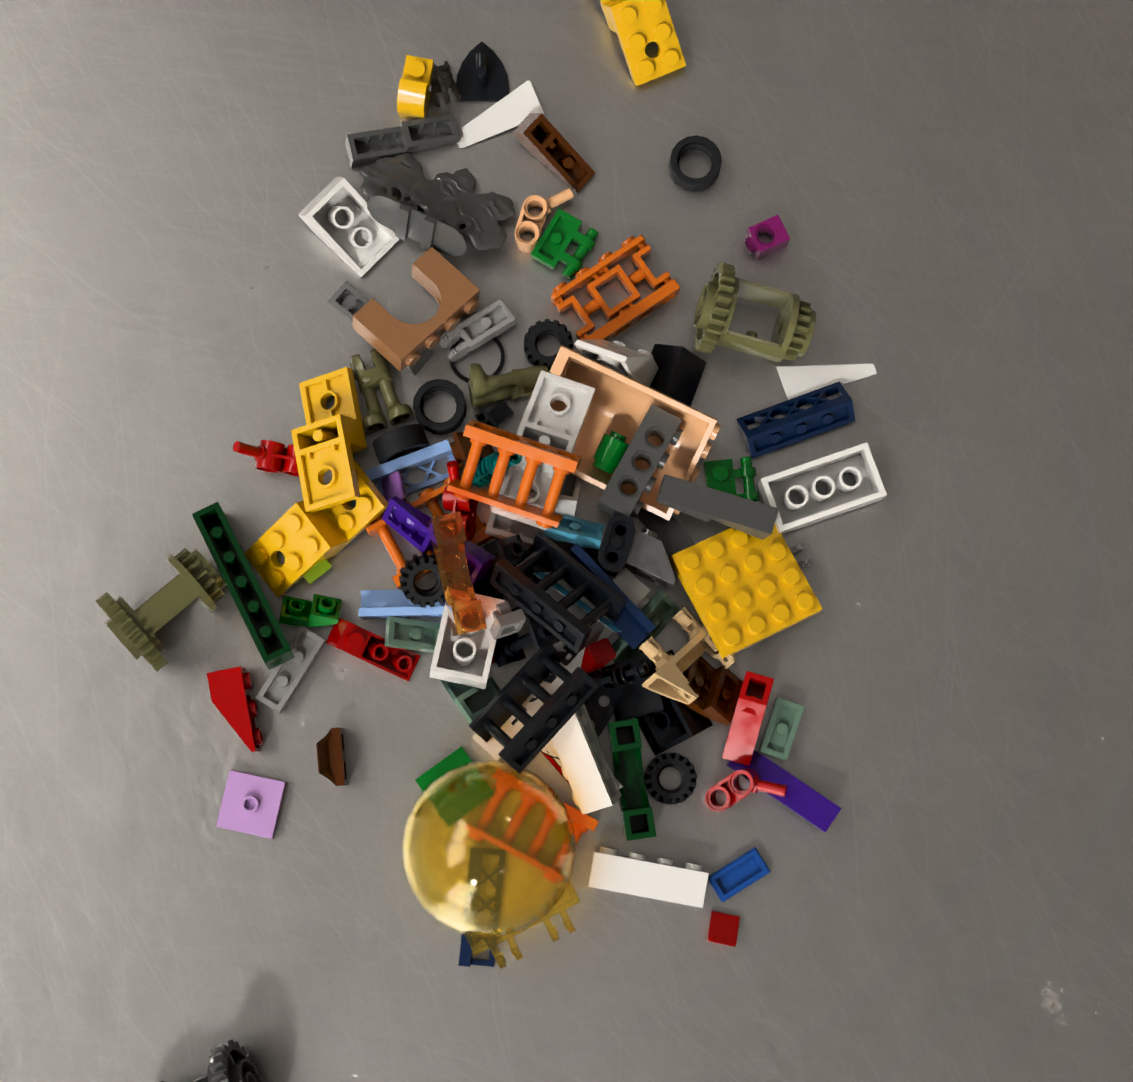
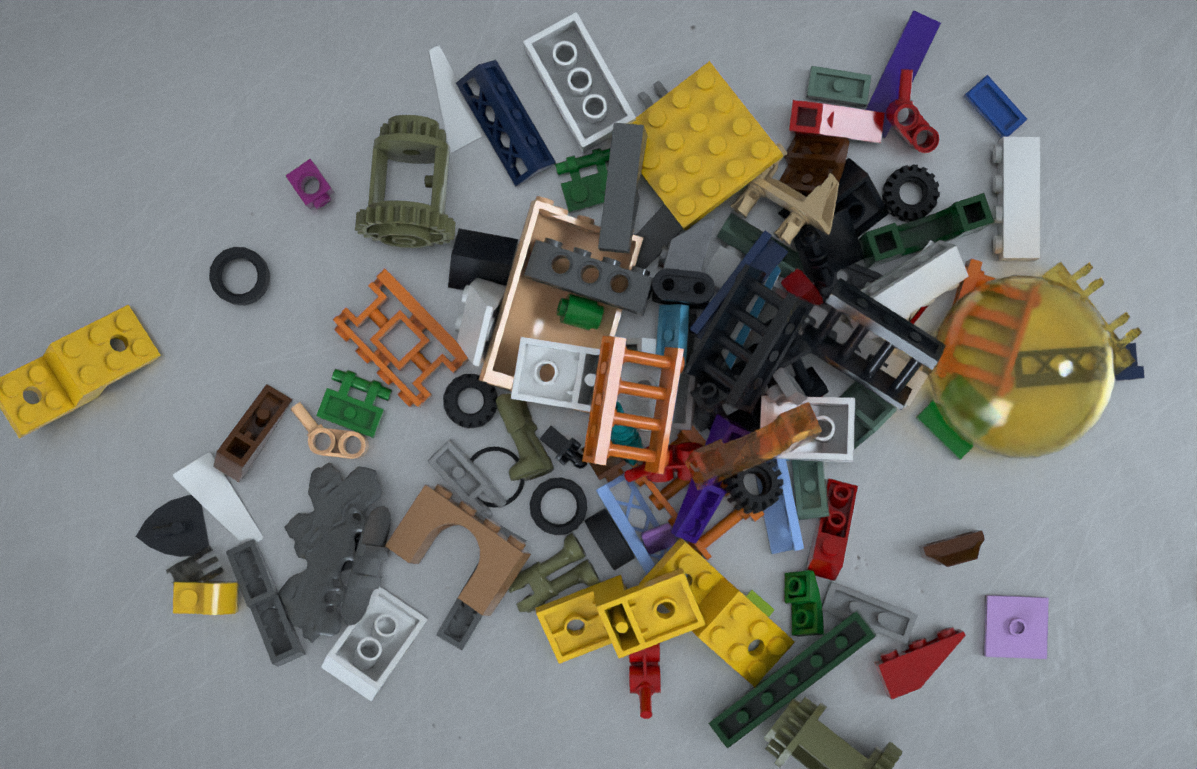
camera: 100 degrees left, 5 degrees up
(723, 928) = (1054, 114): red slope -> none

